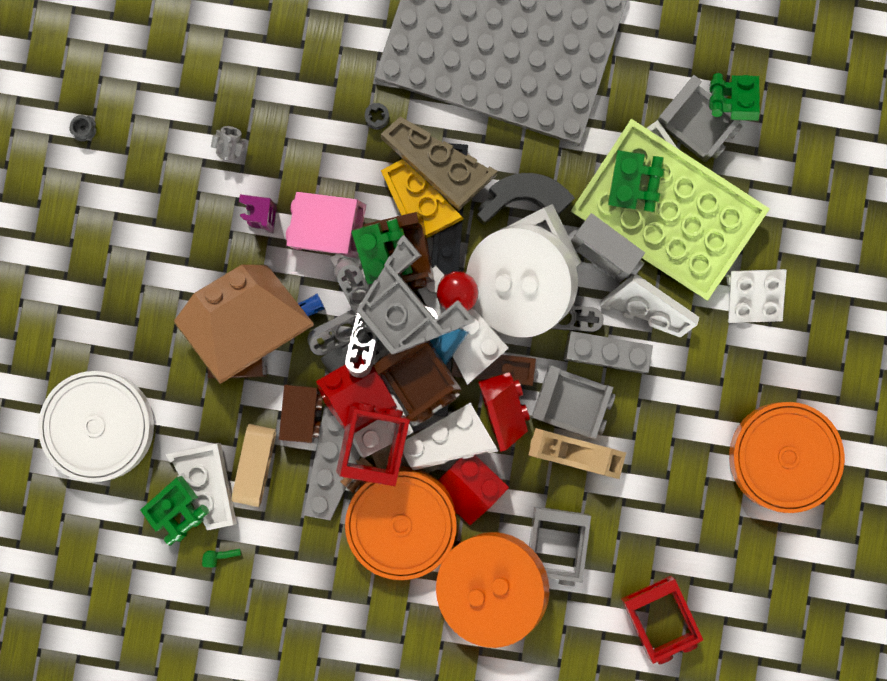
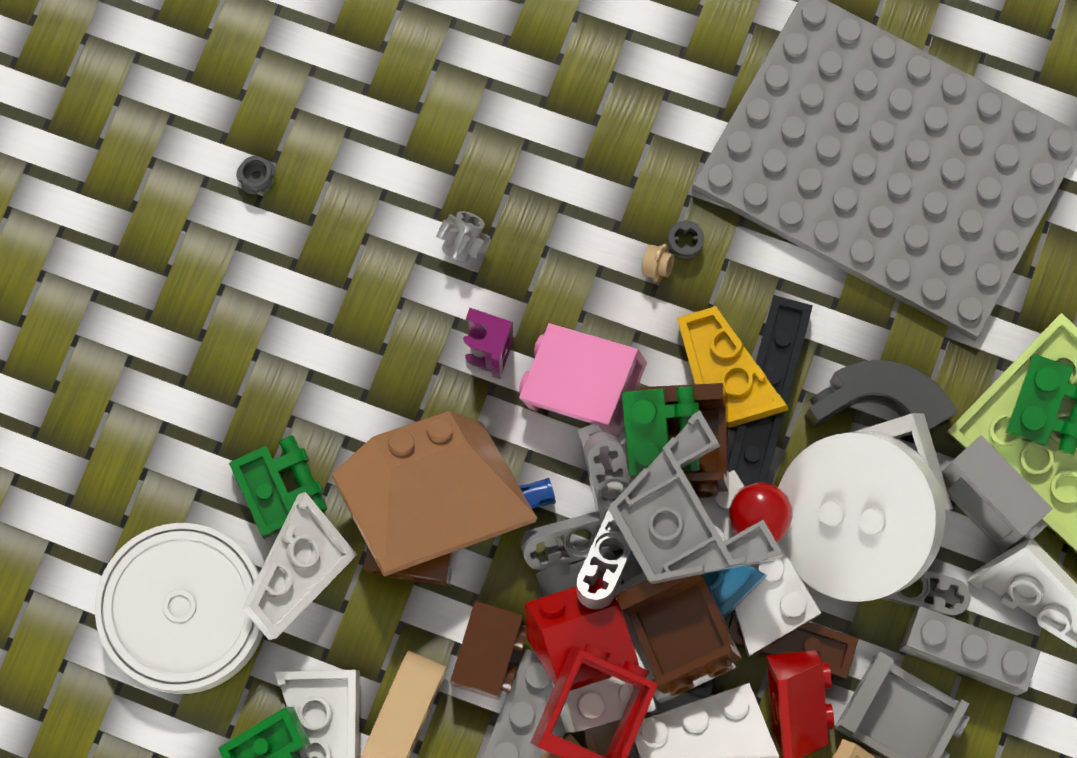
camera: 15 degrees right, 10 degrees down
(135, 339) = (264, 488): none -> green plate
(165, 386) = (298, 568): none -> white wing
(361, 135) = (657, 262): none -> tan plate
(444, 168) = (772, 331): dark tan wing -> none

